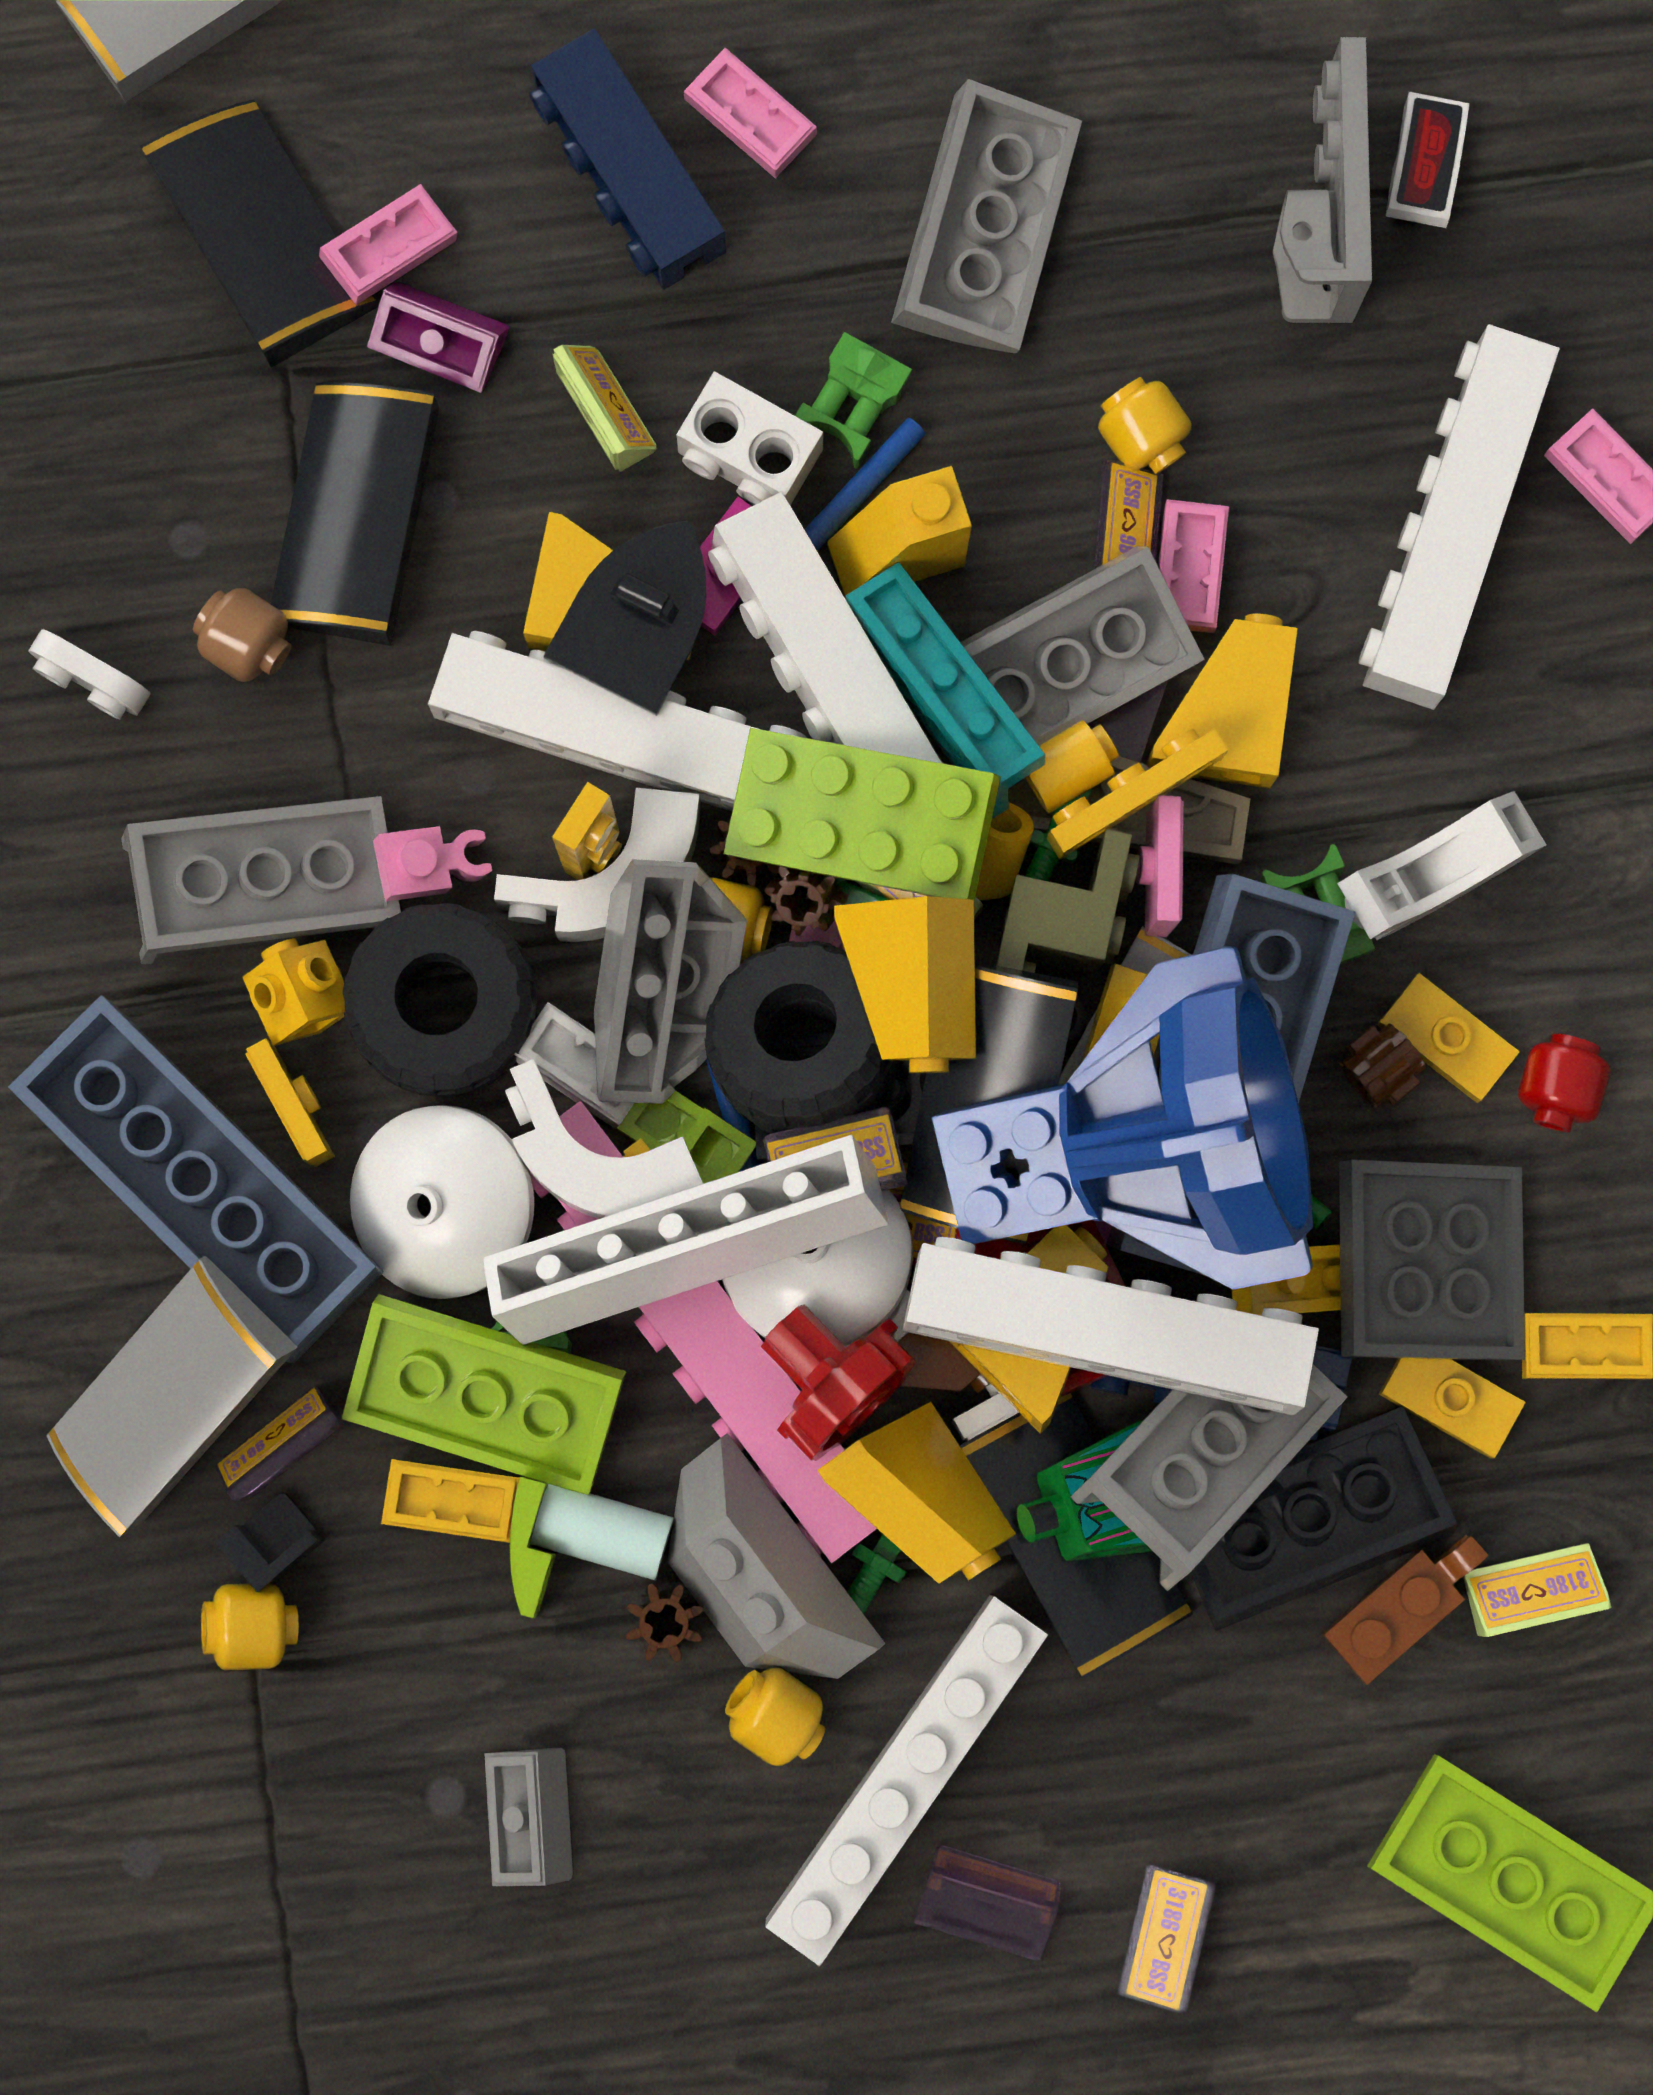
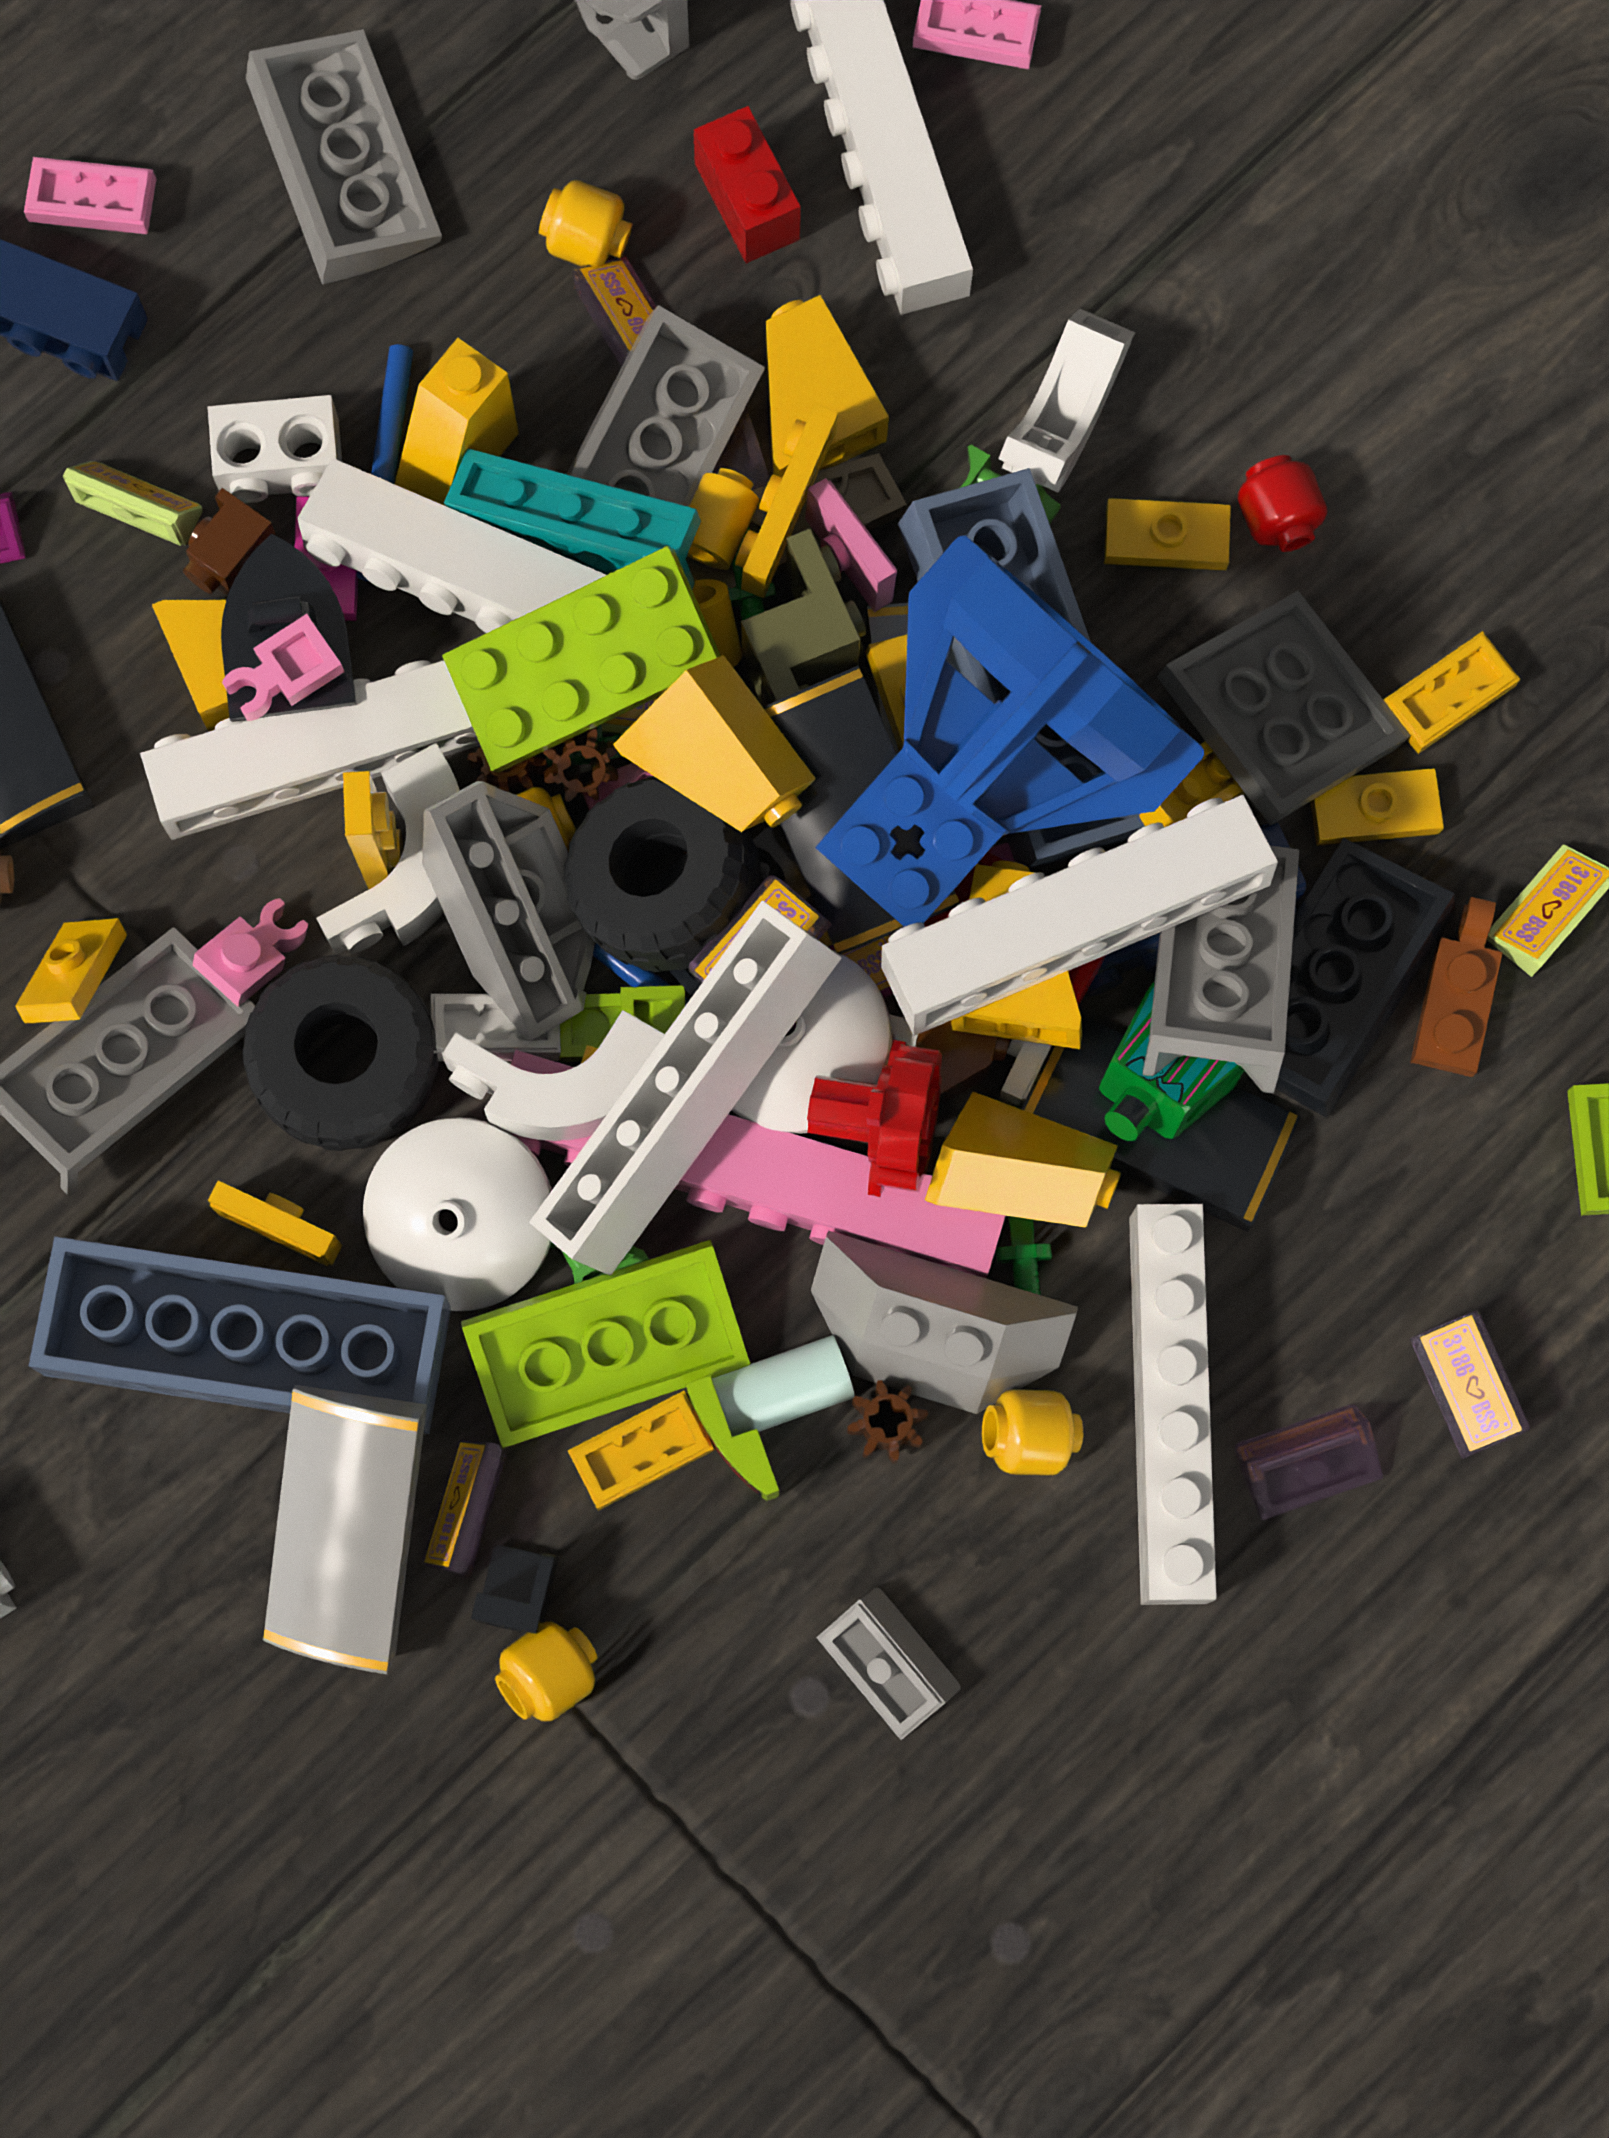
camera: 35 degrees left, 5 degrees down
(271, 778) = (71, 971): none -> yellow plate
(296, 990) = (216, 1127): yellow brick -> none
(625, 648) = (292, 663): none -> bright pink plate
(649, 499) = (224, 543): none -> reddish brown brick
(866, 377) = (334, 338): bright green piece -> none
(1193, 559) = (693, 292): bright pink plate -> none
(1308, 484) = (747, 184): none -> red brick
(1382, 1065) = (1133, 586): reddish brown gear -> none

